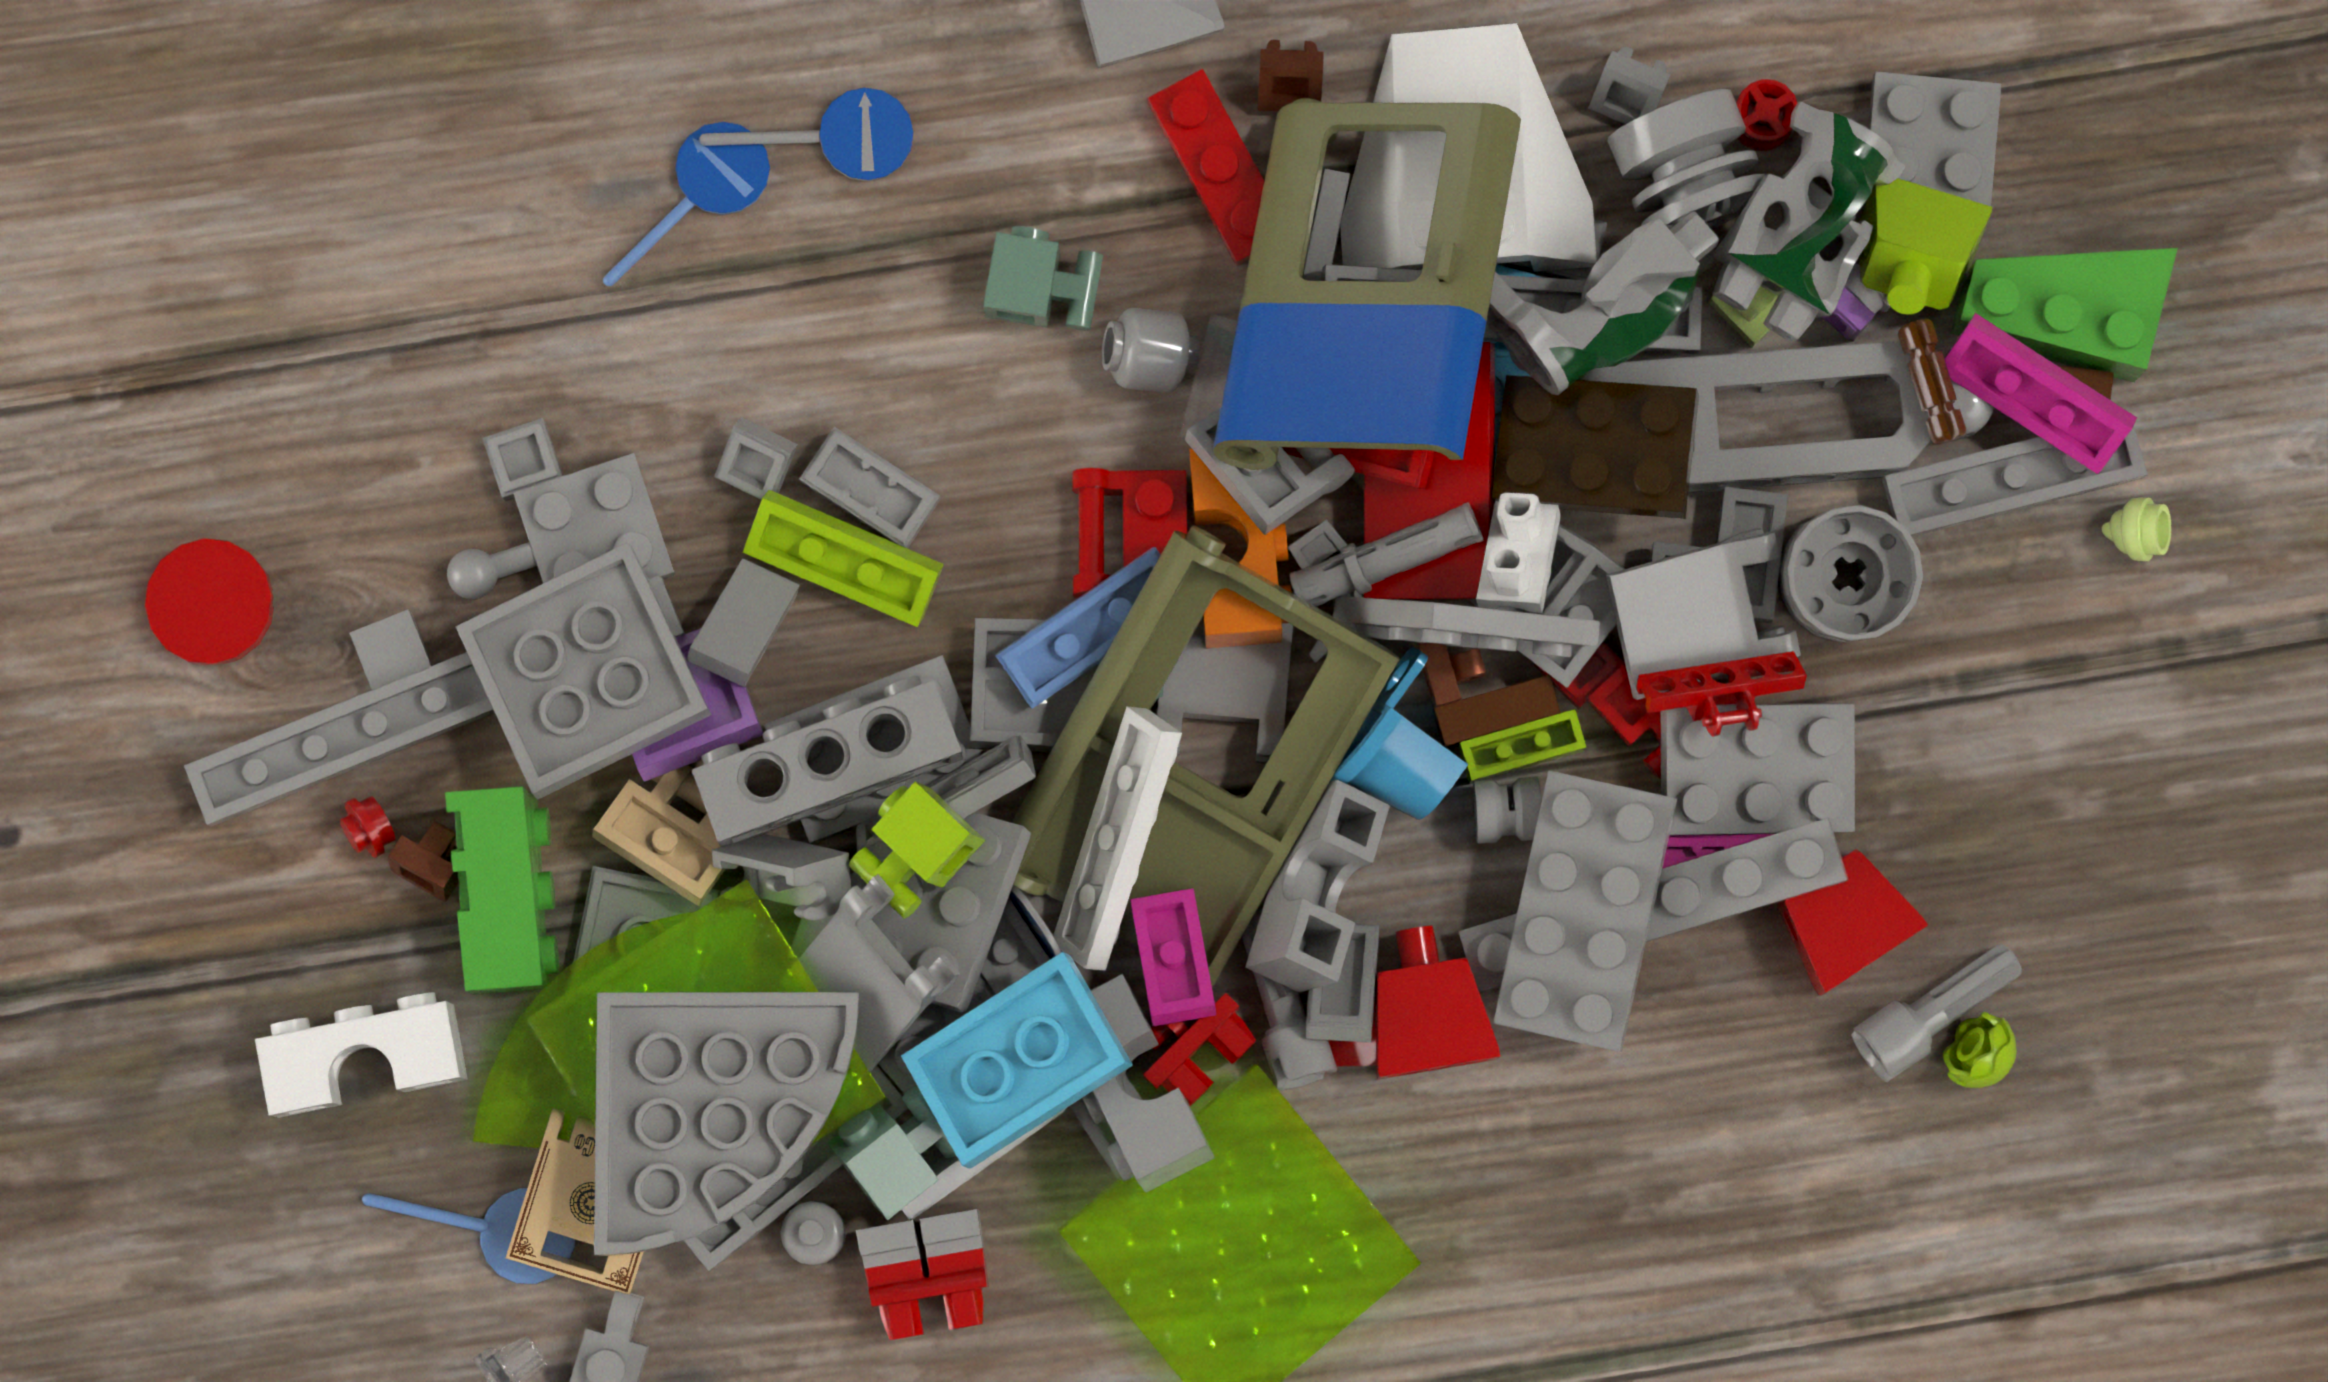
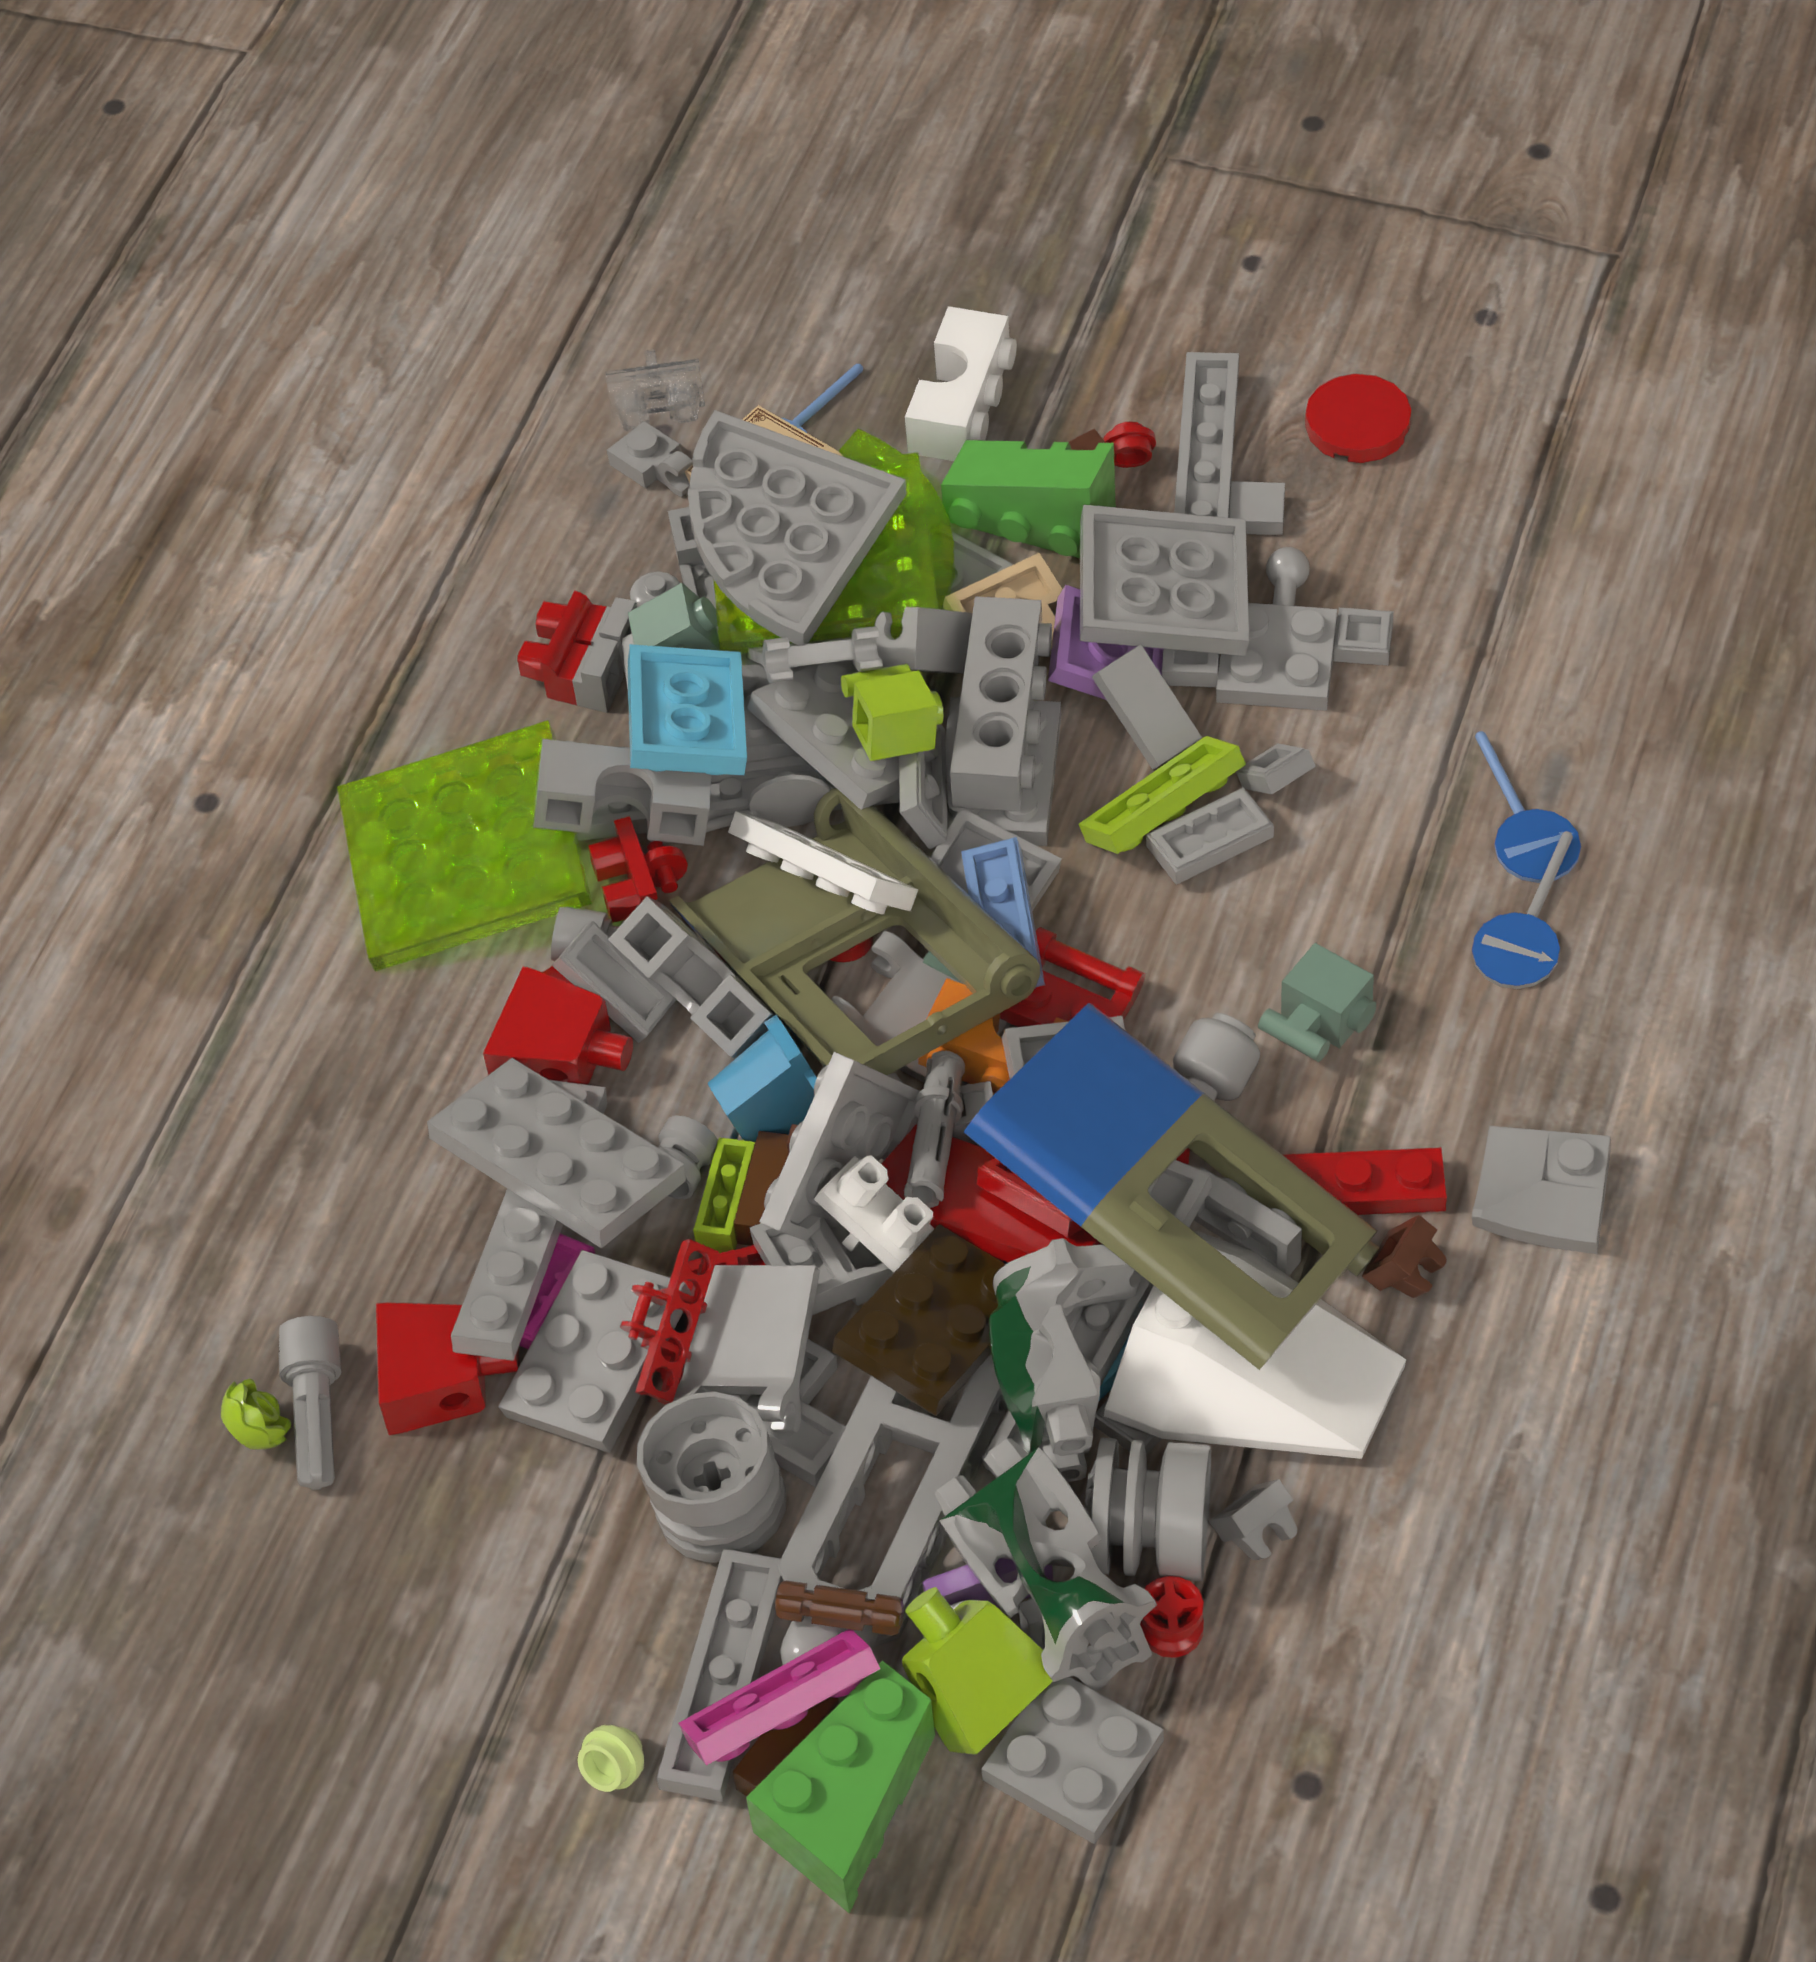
camera: 120 degrees right, 30 degrees down
(1173, 957) = (706, 868): dark pink plate -> none

